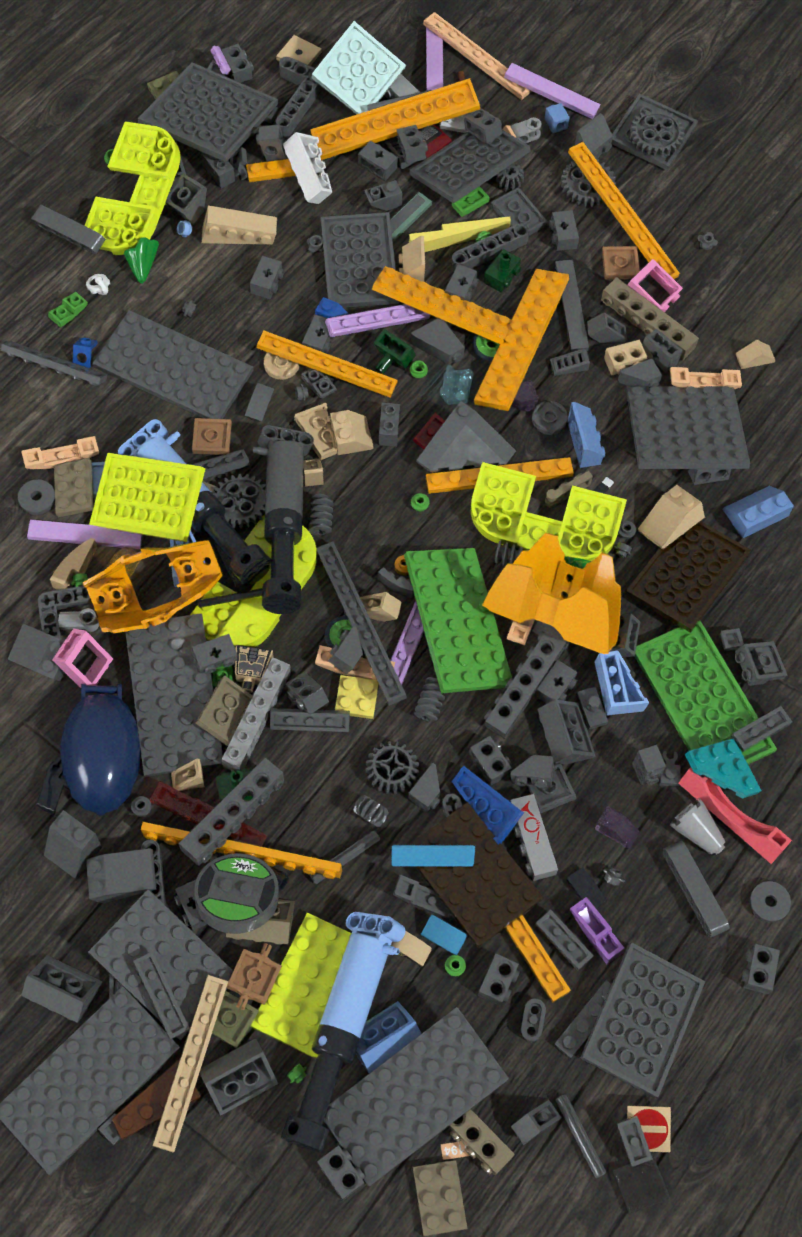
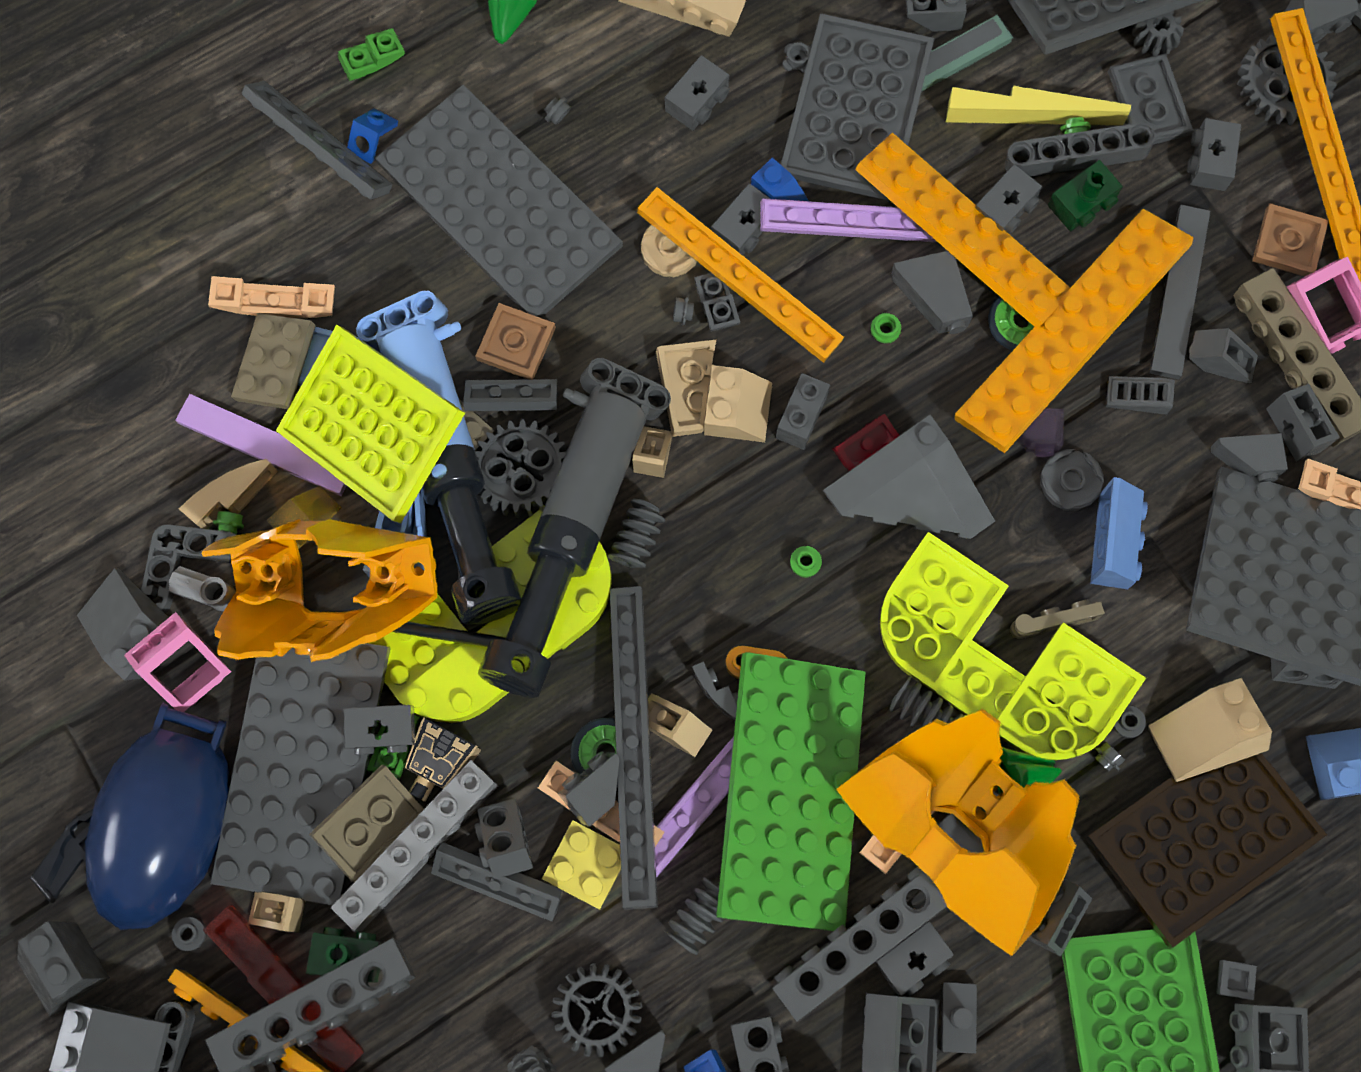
camera: 25 degrees right, 10 degrees up
(32, 488) = (204, 344): dark grey tile -> none
(102, 287) = (434, 32): white piece -> none
(259, 402) = (610, 306): dark grey slope -> none
(393, 350) = (854, 286): dark green brick -> none
(413, 259) = (942, 135): tan slope -> none
(456, 385) = (937, 377): clear light blue bracket -> none
(467, 478) = (1005, 564): light orange plate -> none
(471, 201) = (1077, 58): bright green plate -> none
(604, 486) = (1115, 633): sticker -> none
(617, 686) = (1013, 1001): light blue wedge -> none
(624, 354) = (1236, 409): tan brick -> none

